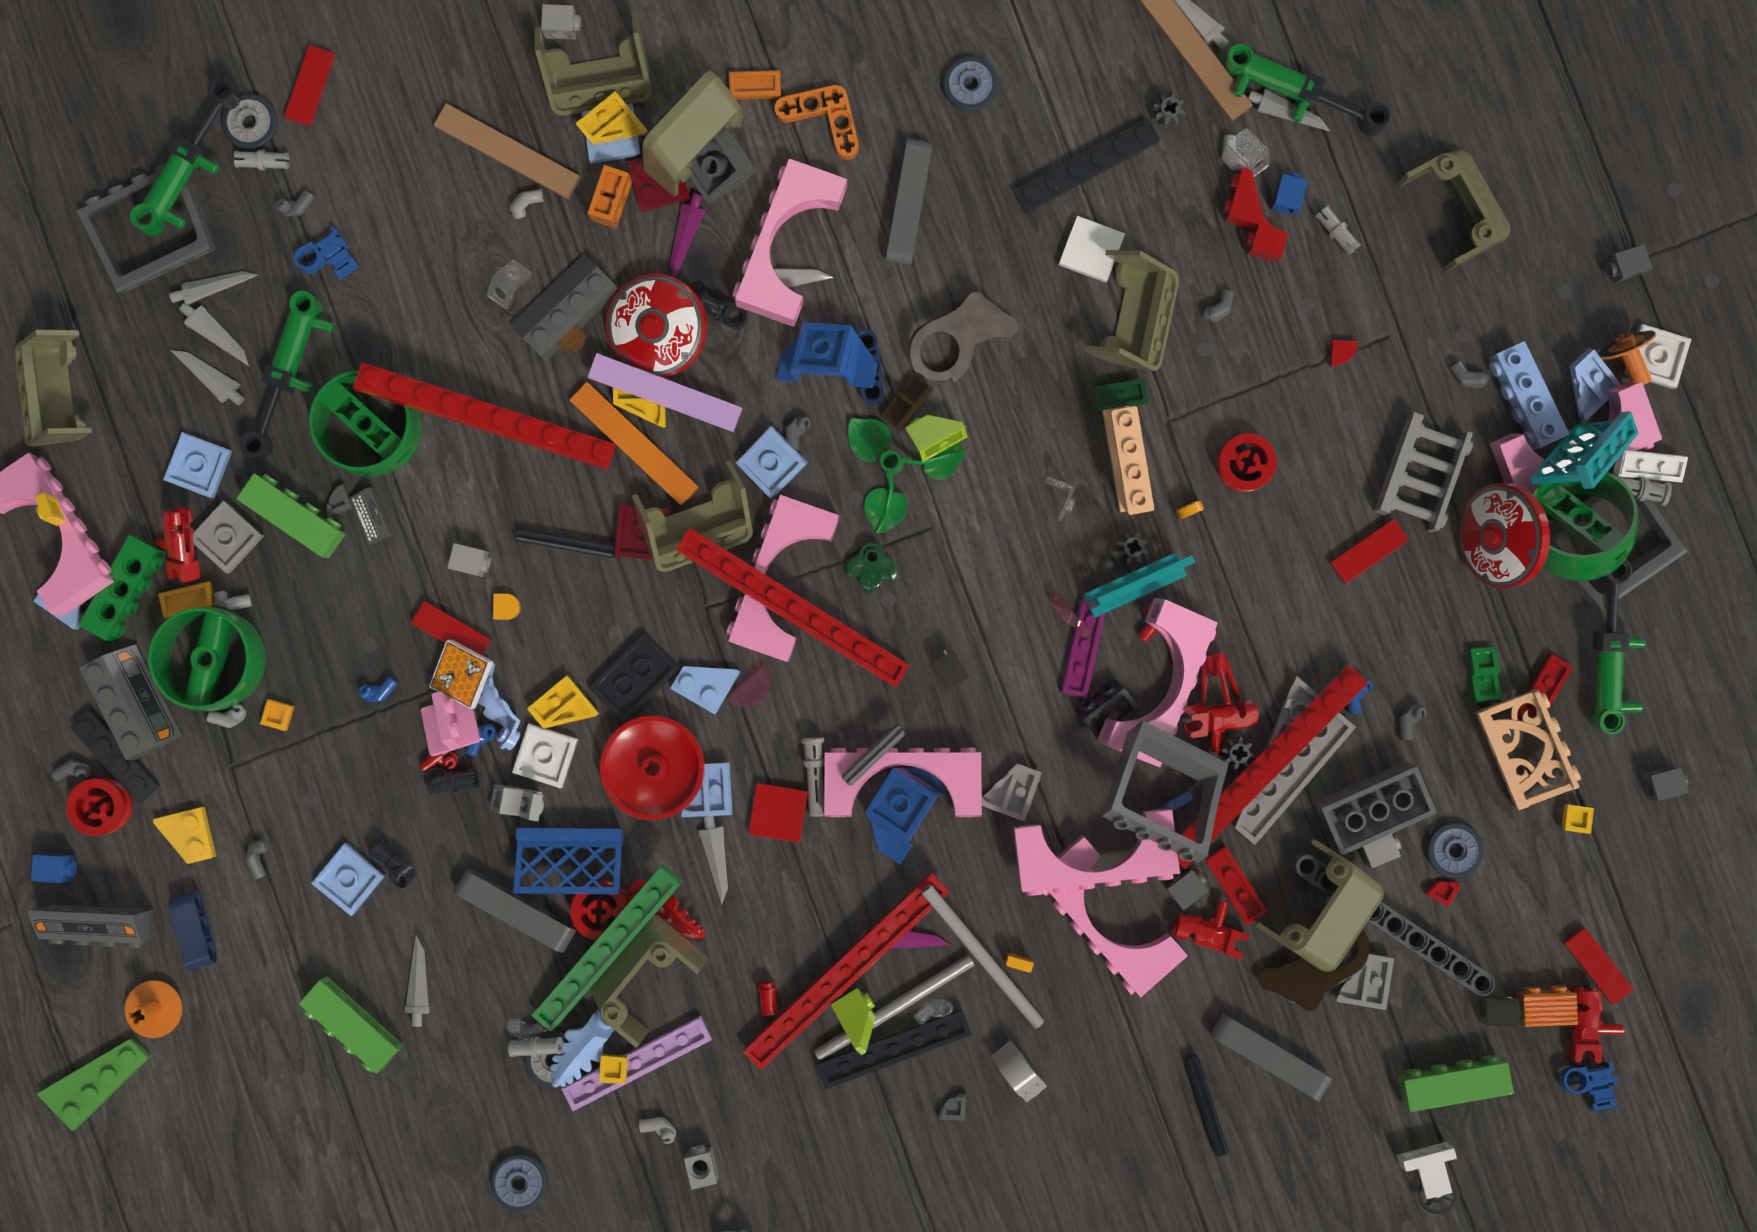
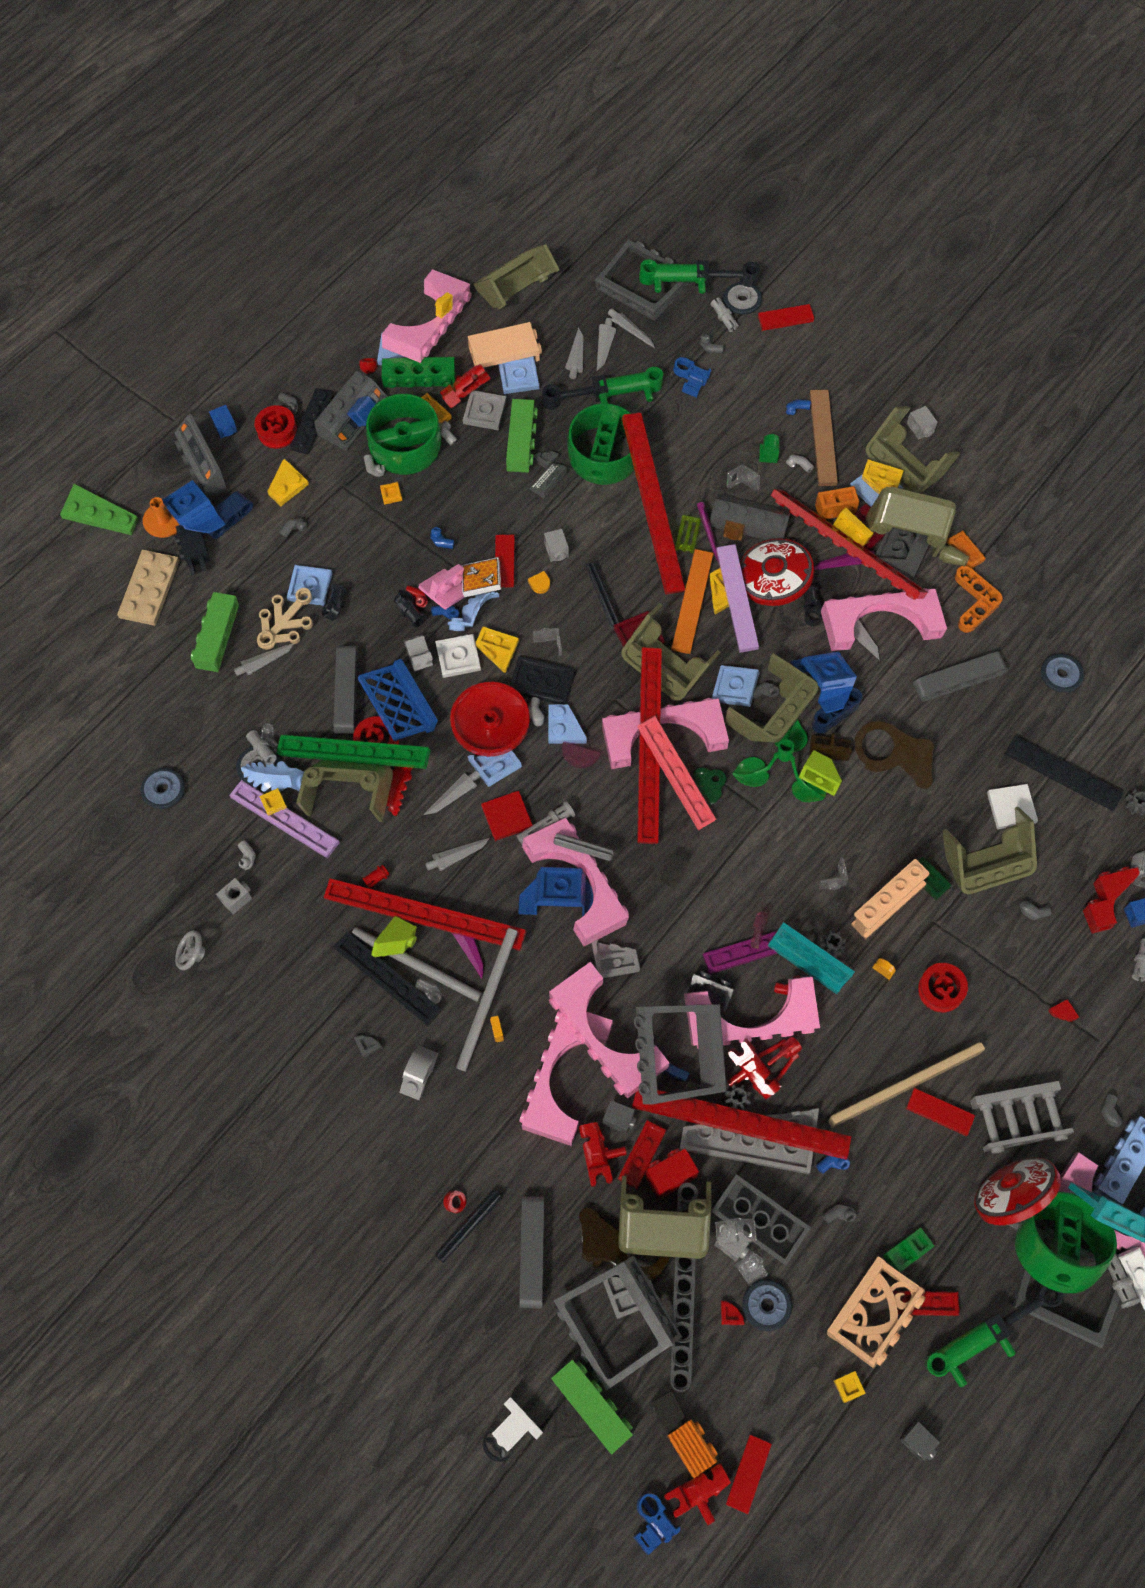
camera: 55 degrees right, 20 degrees down
(75, 644) = (368, 365): none -> red piece
(142, 690) = (361, 410): none -> blue brick
(147, 461) = (504, 345): none -> light nougat panel
(166, 974) = (193, 509): none -> blue piece
(214, 993) = (193, 548): none -> black hinge
(239, 1071) = (148, 587): none -> tan plate
(381, 938) = (283, 621): none -> tan plant
(443, 155) = (797, 404): none -> blue arm
(488, 228) = (769, 449): none -> green leg
(530, 361) = (705, 519): none -> magenta bar
(558, 409) = (685, 546): none -> clear neon green tile
(580, 637) = (548, 634): none -> clear bracket
(656, 203) = (853, 527): none -> yellow wing
(670, 710) = (535, 713): none -> light grey arm
(673, 220) = (853, 548): none -> red plate
(757, 106) = (953, 556): none -> olive cone
(791, 897) = (449, 857): none -> light grey bar
(834, 403) = (795, 688): none -> olive windscreen
(842, 598) = (676, 772): none -> coral tile
(1166, 1109) = (447, 1201): none -> red piece
(1279, 872) = (671, 1173): none -> red brick
(1324, 568) = (906, 1084): none -> tan tile
(1377, 849) = (732, 1231): none -> clear bracket
(1390, 977) = (647, 1303): none -> dark grey windscreen
(1414, 846) = (752, 1268): none -> clear bracket

